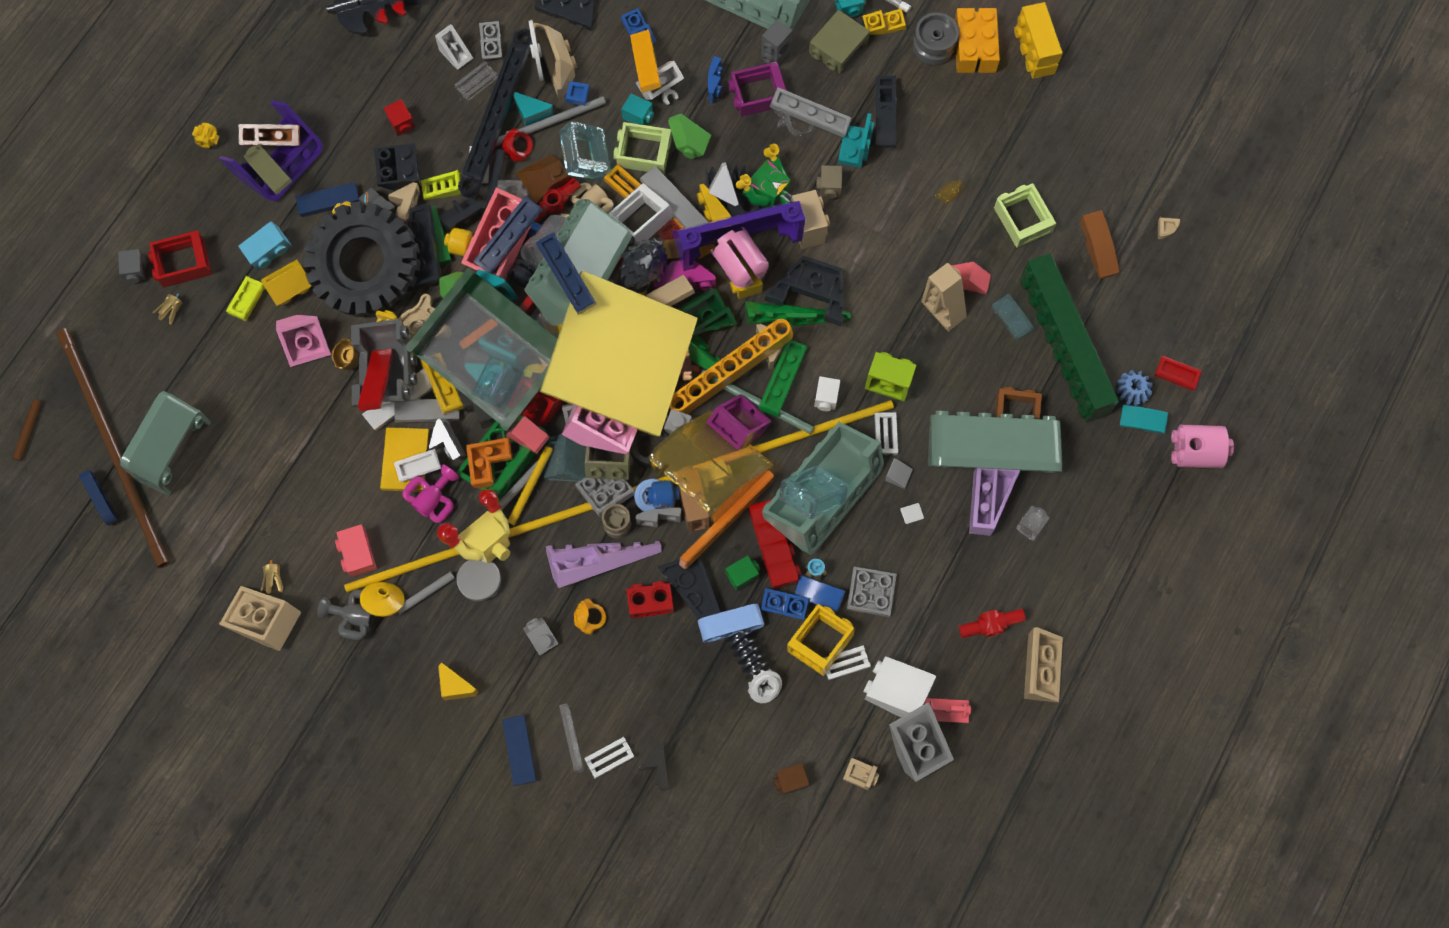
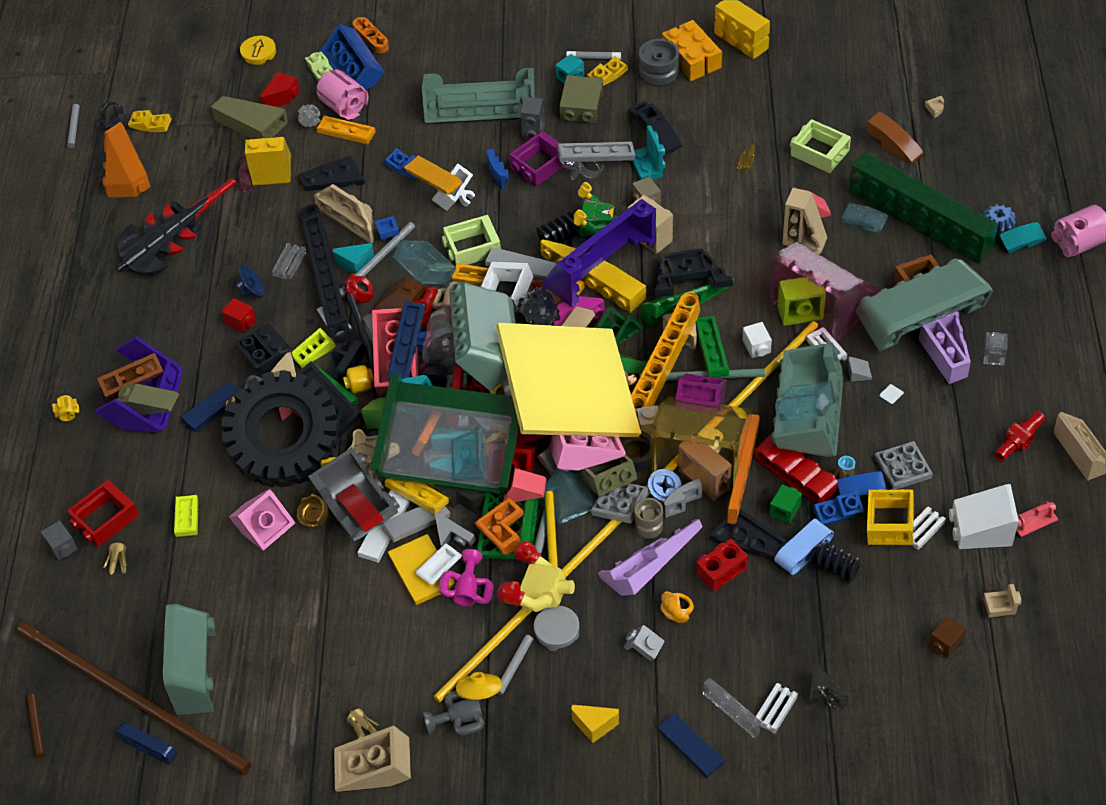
camera: 25 degrees left, 20 degrees down
(265, 246) = (179, 464): medium azure brick -> none
(286, 283) = (219, 482): yellow brick -> none
(355, 550) = (427, 661): coral brick -> none
(428, 87) = (249, 282): none -> dark blue piece
(453, 47) = (252, 245): white slope -> none
(490, 40) = (281, 227): light grey slope -> none
(536, 50) = (332, 208): white piece -> none
(566, 273) = (486, 330): dark blue tile -> none
(637, 110) = (446, 215): teal brick -> none
(662, 494) = (676, 474): blue head -> none
(688, 136) = (505, 213): bright green slope -> none
(723, 187) = (563, 229): white slope -> none
(748, 250) = (617, 269): bright pink cylinder -> none
(768, 693) = (871, 568): white gear -> none
(920, 743) = (1034, 545): light grey slope -> none
(927, 371) = (844, 284): none -> clear pink windscreen
(1177, 373) = (1022, 196): red tile -> none

